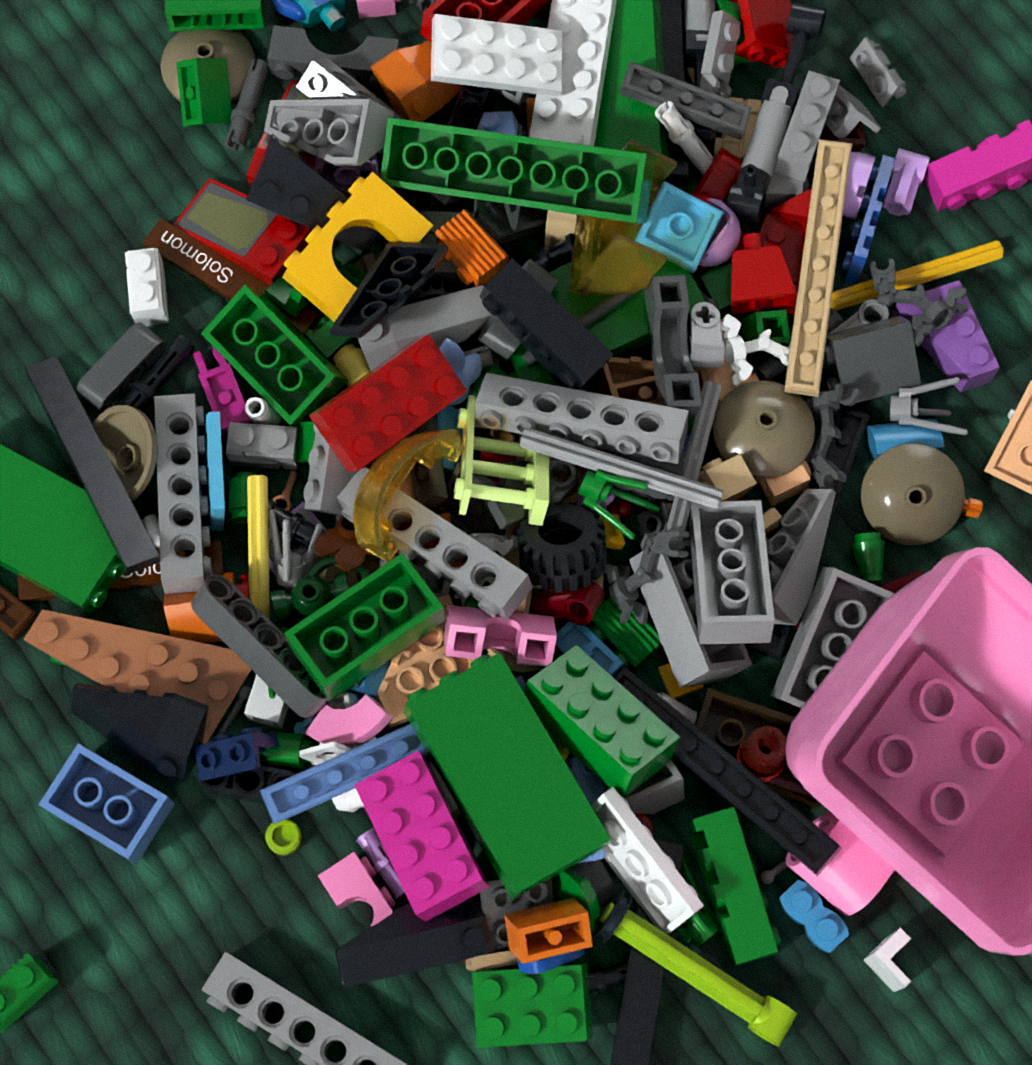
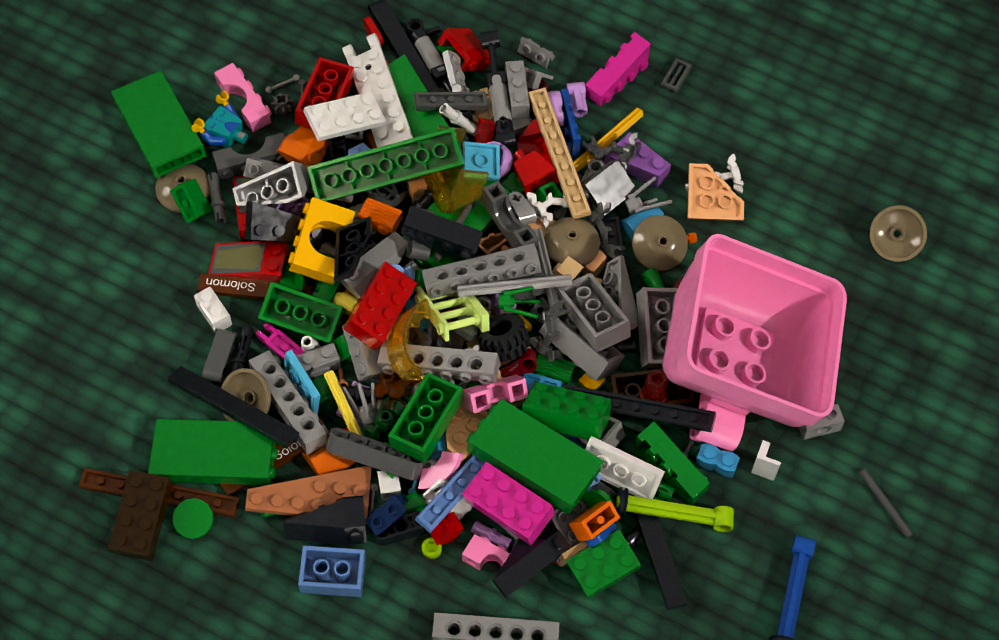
camera: 30 degrees left, 10 degrees down
(318, 822) = (447, 529): none -> red brick

